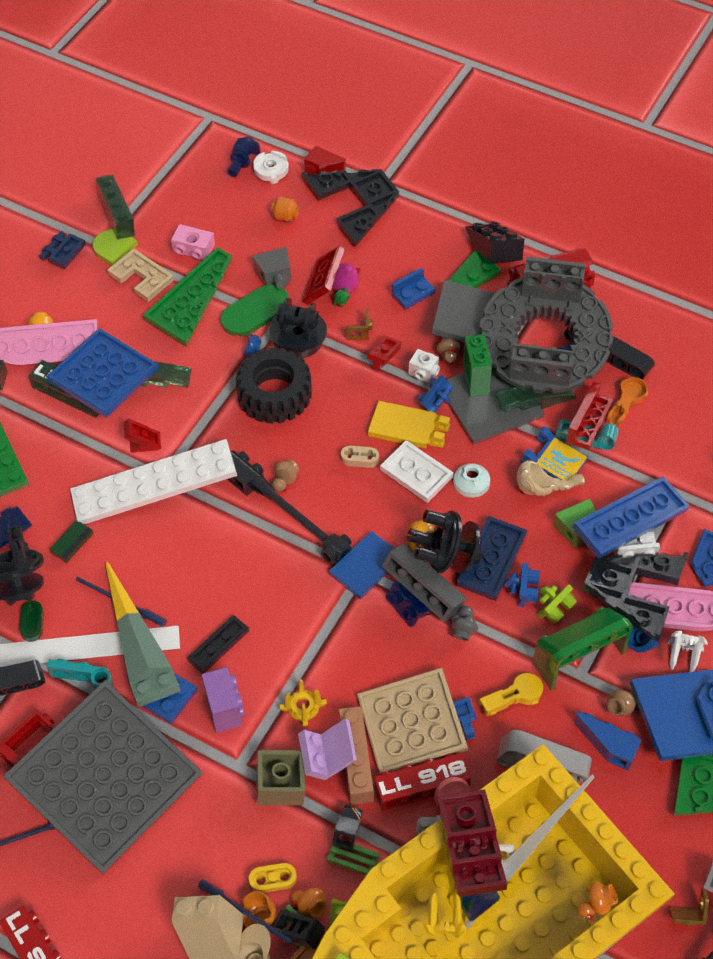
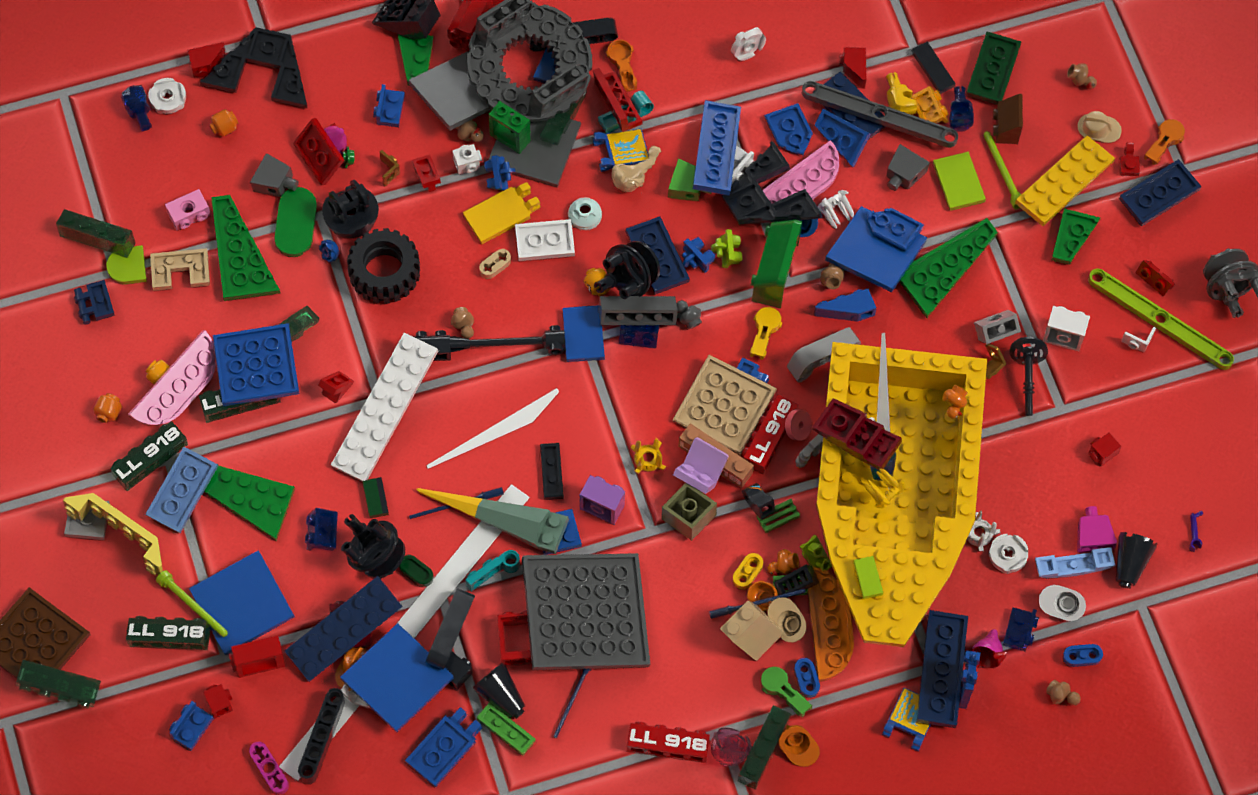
camera: 50 degrees left, 10 degrees up
(234, 581) = (515, 421): none -> white sticker

